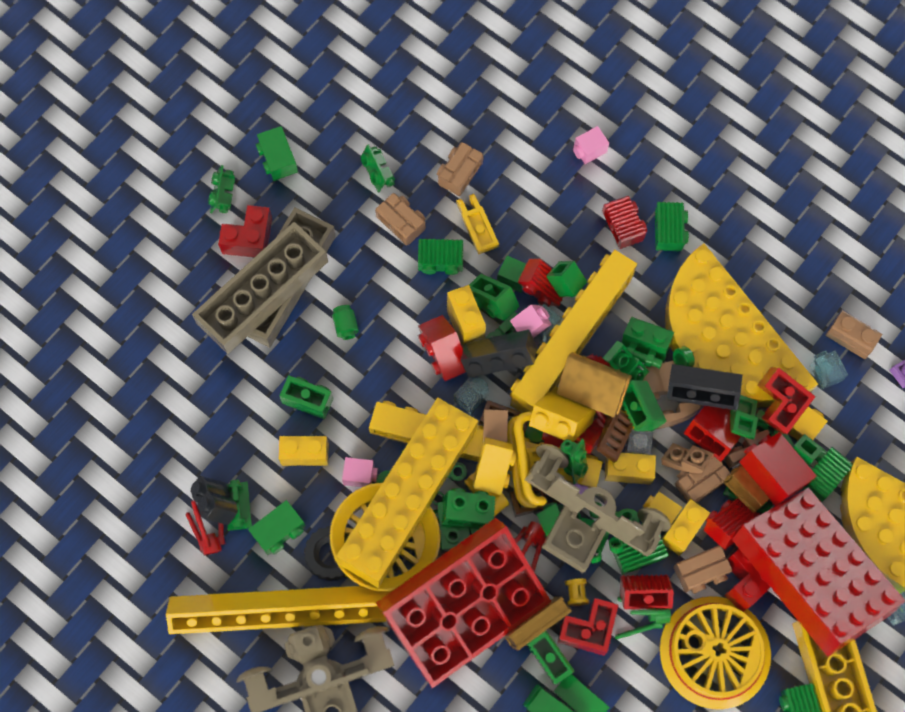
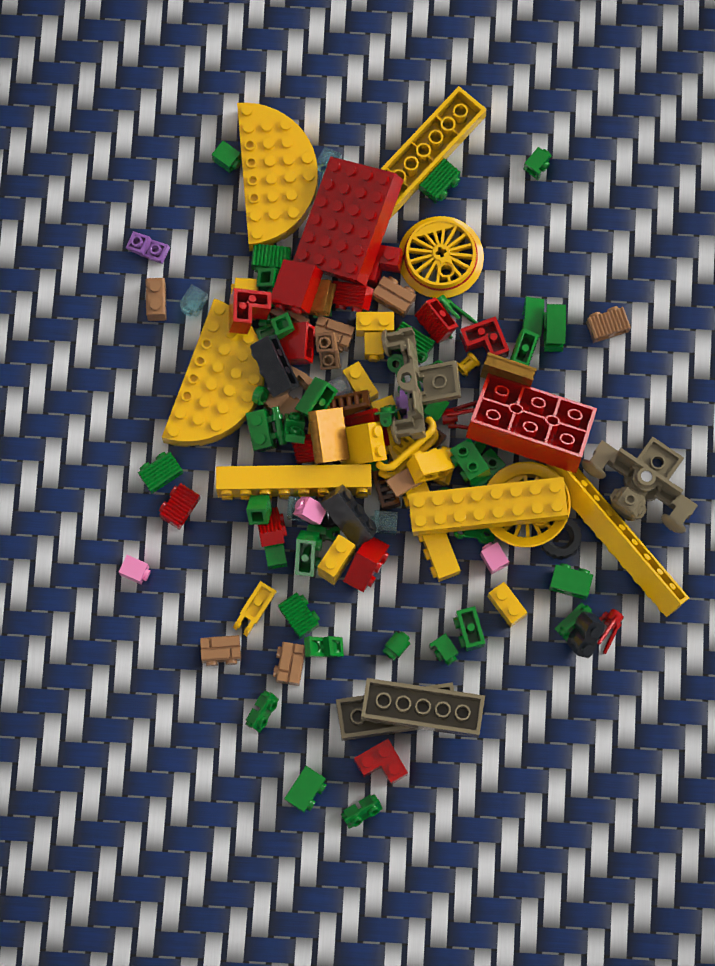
camera: 125 degrees left, 5 degrees up
(306, 362) = (444, 649): none -> green brick
(394, 257) = (323, 646): none -> green slope

